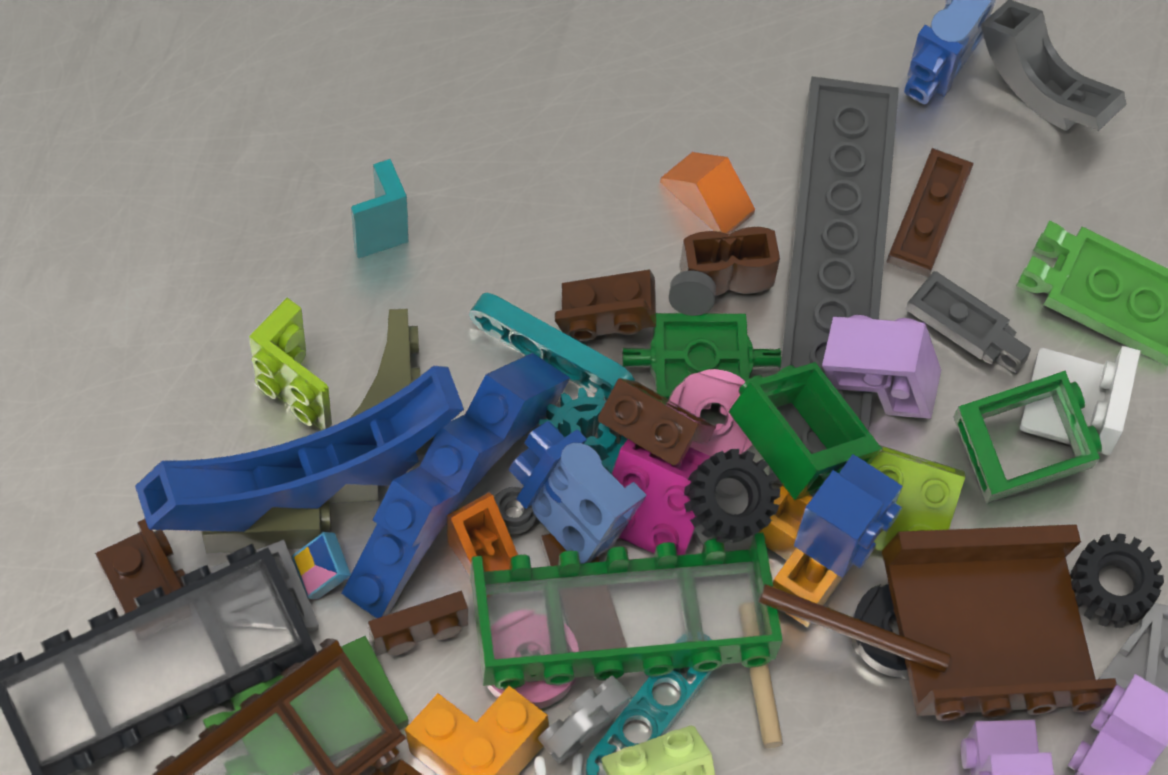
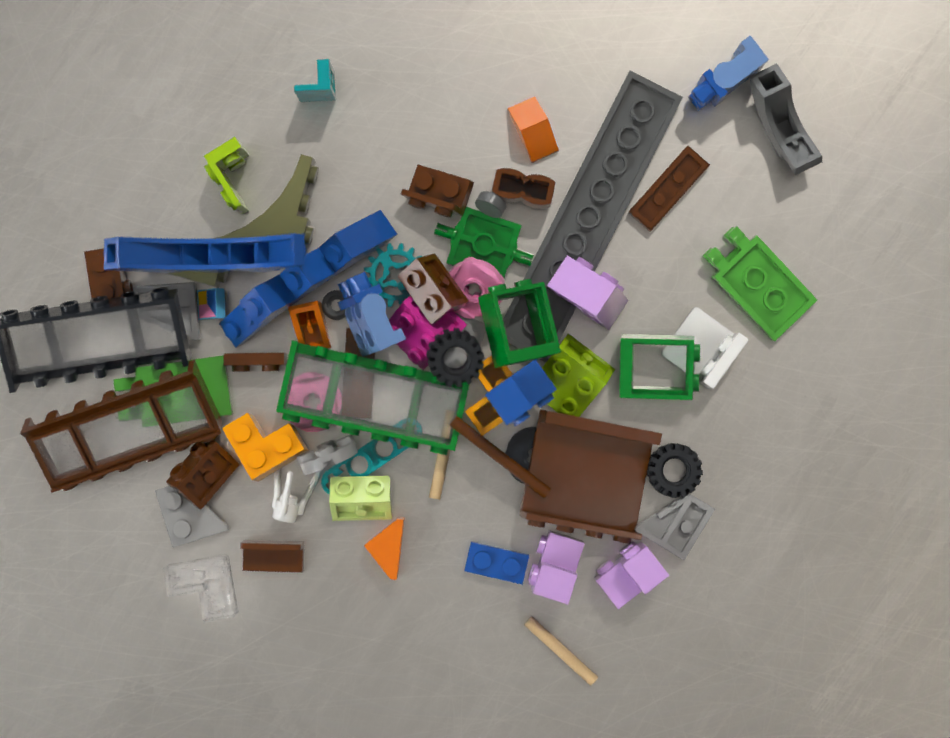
camera: 30 degrees right, 25 degrees up
(532, 335) = (395, 207): teal beam -> none
(968, 322) = (657, 273): dark grey hinge -> none

